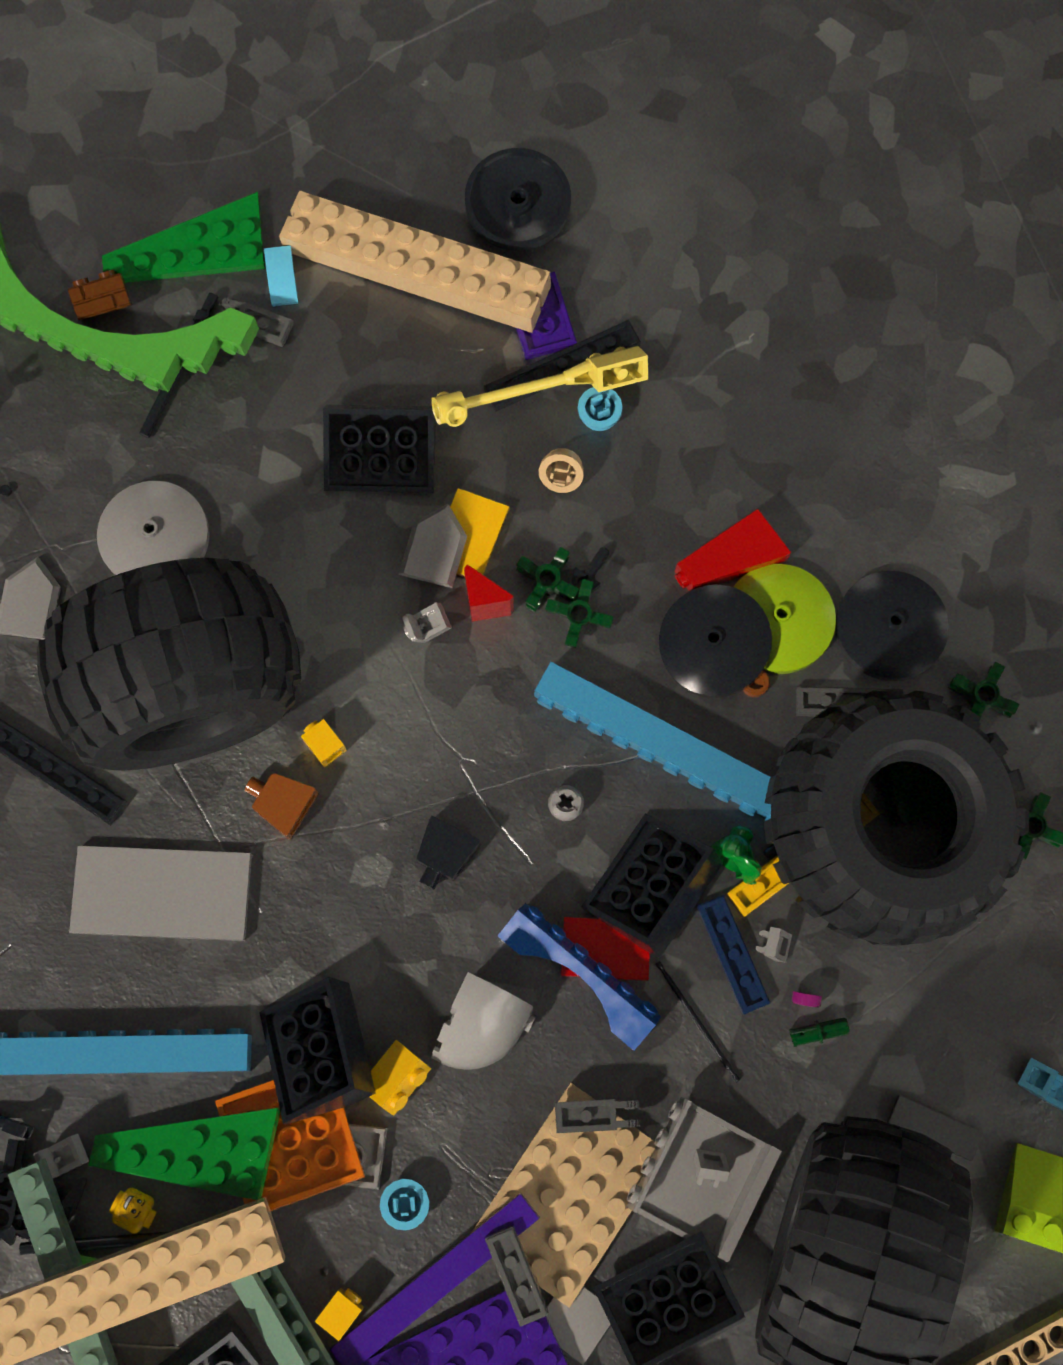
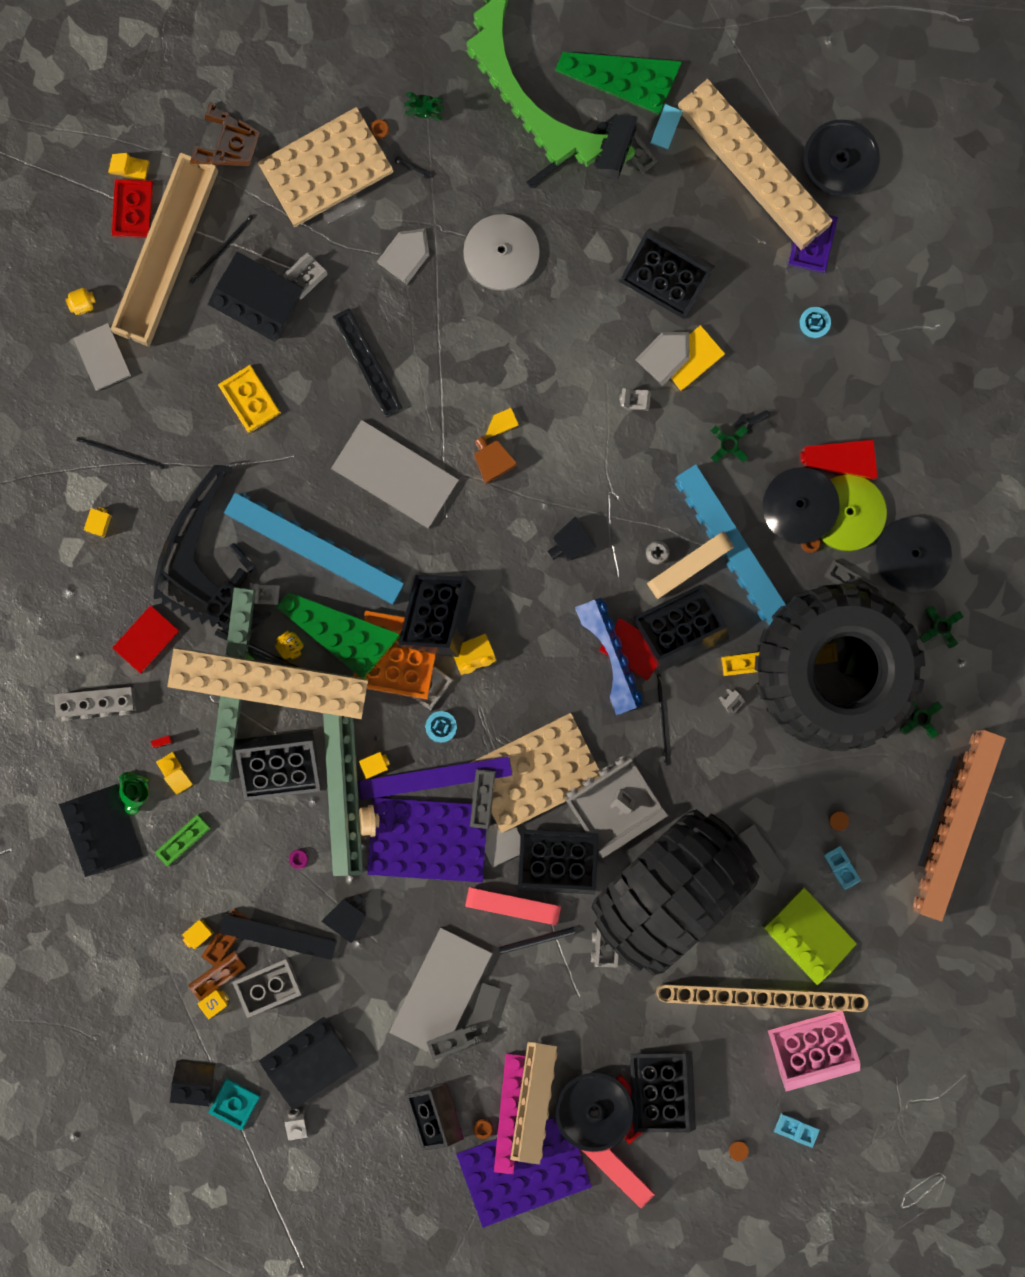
camera: 25 degrees right, 10 degrees up
(99, 296) = (547, 79): reddish brown brick -> none
(168, 663) = (473, 349): black tyre -> none
(227, 321) = (616, 146): none -> black slope
(268, 749) = (501, 423): none -> yellow tile
(323, 742) = (535, 437): yellow brick -> none
(482, 1025) = (538, 653): light grey brick -> none
(486, 597) = (678, 403): red slope -> none
(541, 590) = (729, 424): dark green pin -> none
(561, 470) = (769, 349): tan piece -> none
(592, 1115) = (573, 737): dark grey hinge -> none
(601, 371) = (830, 301): light yellow bar -> none
(604, 342) = (808, 281): black tile -> none
(618, 794) = (690, 565): none -> tan beam
(733, 955) = (704, 693): dark blue tile -> none
(738, 855) = (740, 638): green hair -> none
(806, 999) = (731, 742): magenta tile -> none
(819, 1031) = (728, 764): dark green axle -> none
(1008, 1025) = (839, 821): none -> dark orange tile

